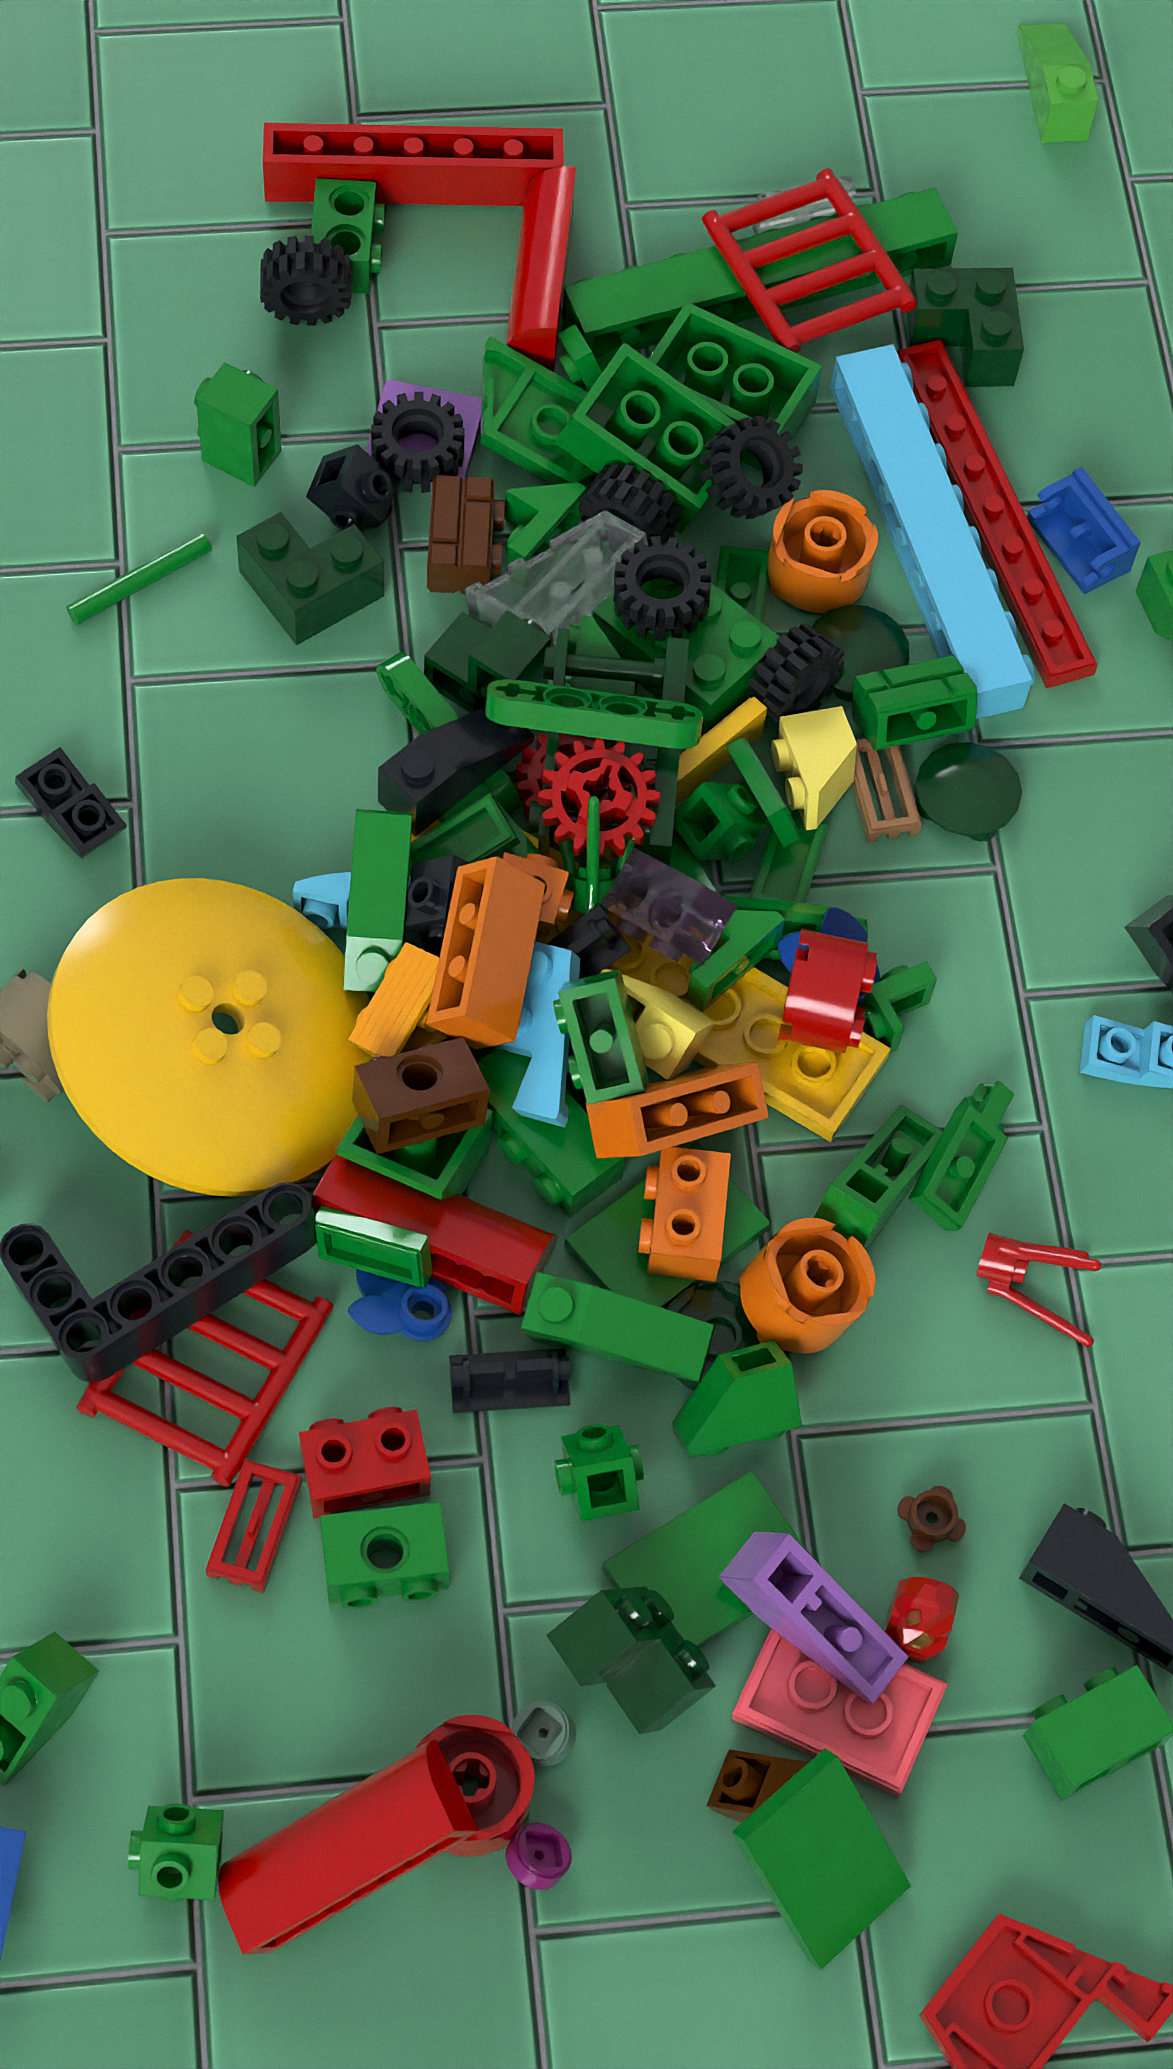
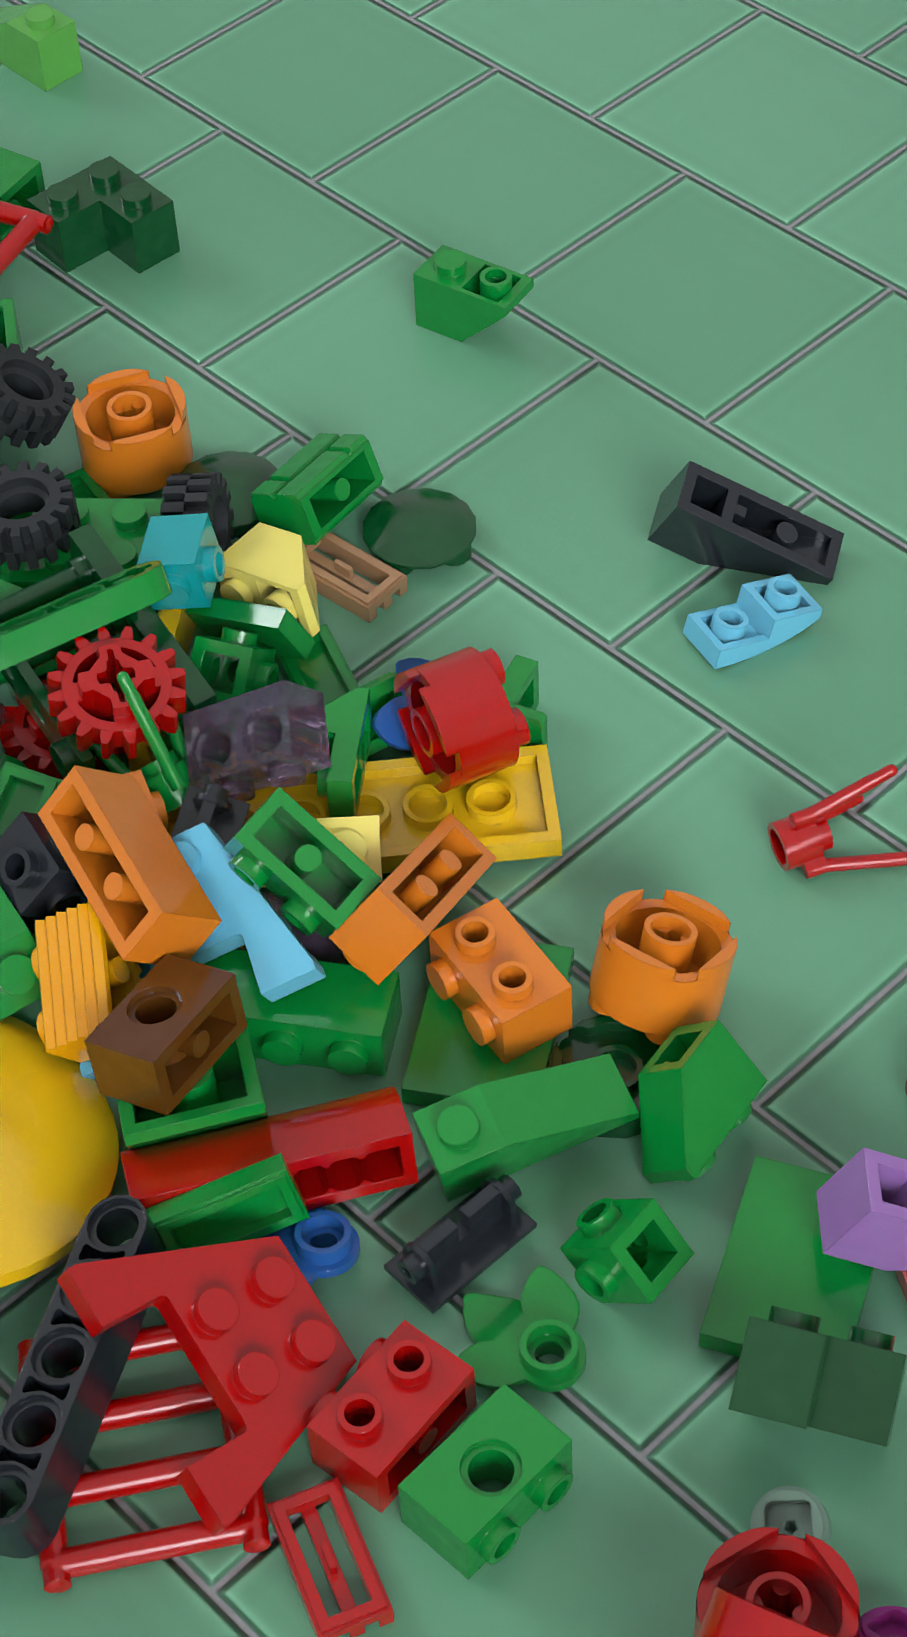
camera: 30 degrees left, 15 degrees down
(316, 1344) = (249, 1336): none -> red wing
(495, 1468) = (515, 1333): none -> green plate
(744, 709) = (189, 558): none -> teal brick
(879, 1177) = (635, 841): green slope -> none
(929, 526) = (218, 373): medium azure brick -> none
(963, 1157) = (689, 785): green hinge -> none
(1000, 520) = (251, 337): red tile -> none
(1084, 531) = (338, 300): blue hinge -> none

